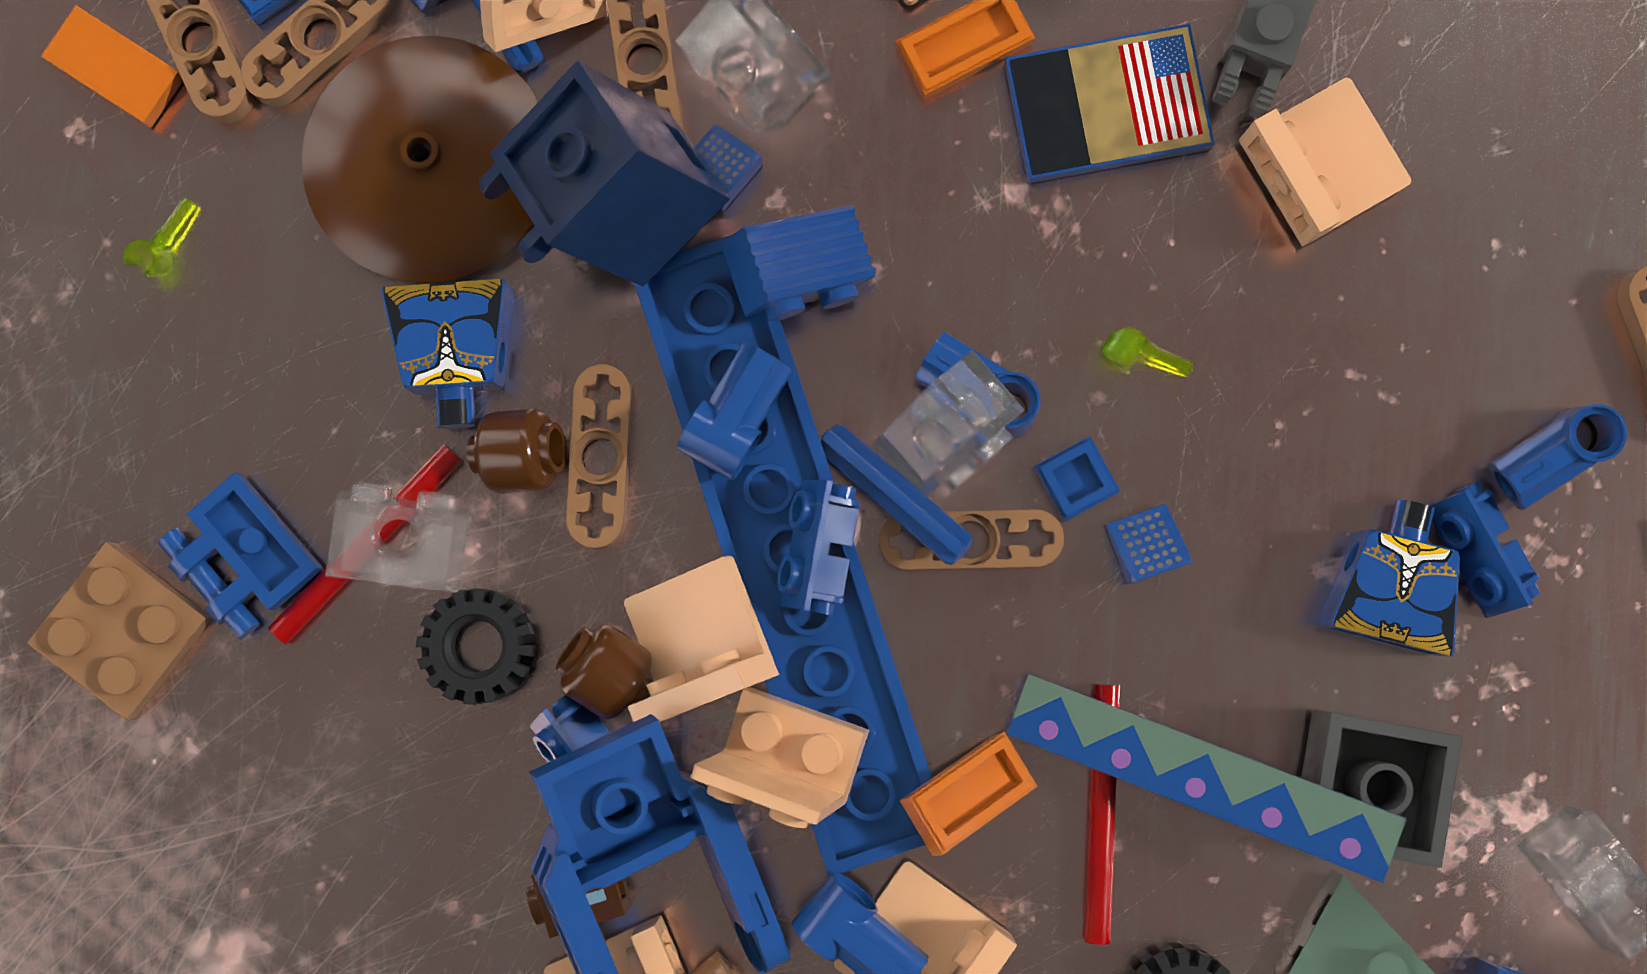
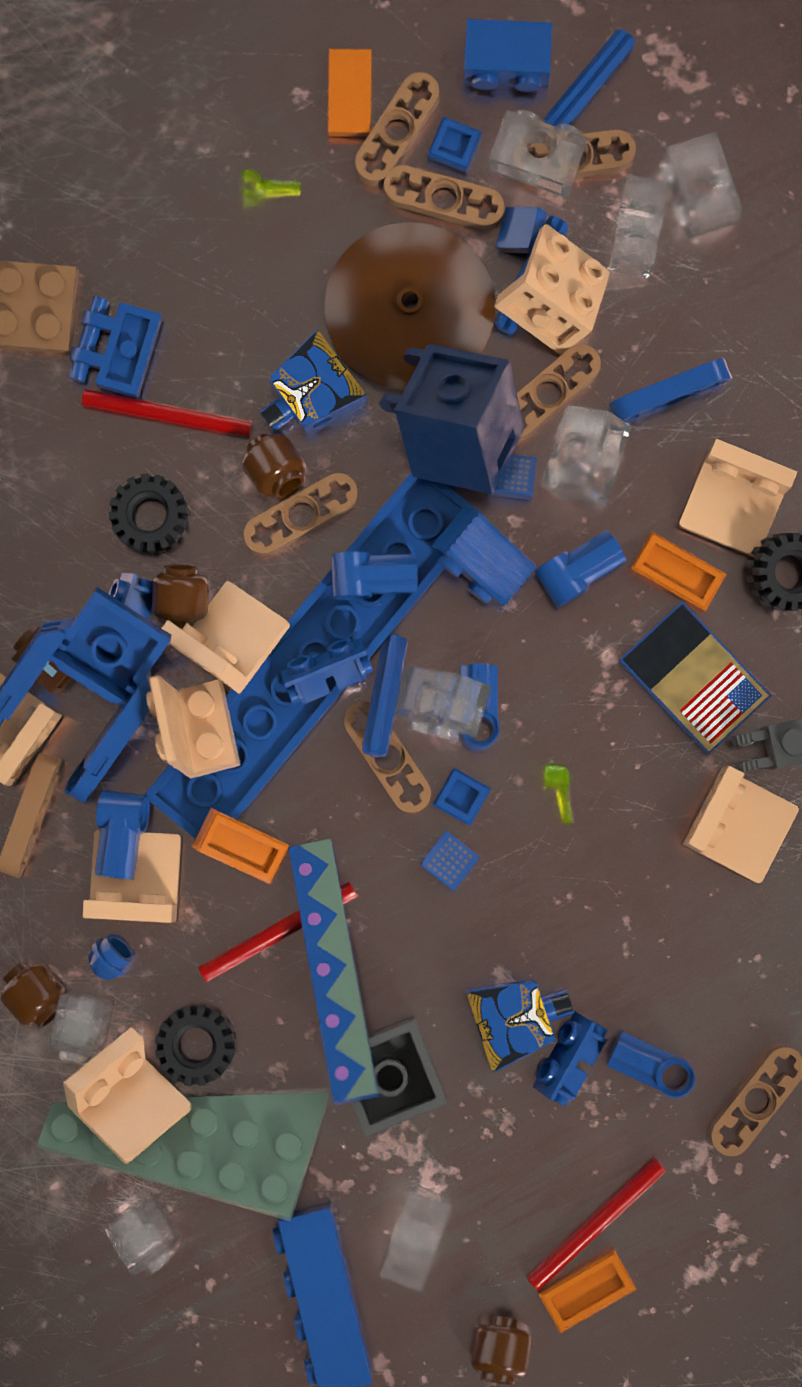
camera: 55 degrees right, 0 degrees up
(361, 554) = (179, 456): clear brick -> none
(886, 167) = (572, 572): none -> blue piece

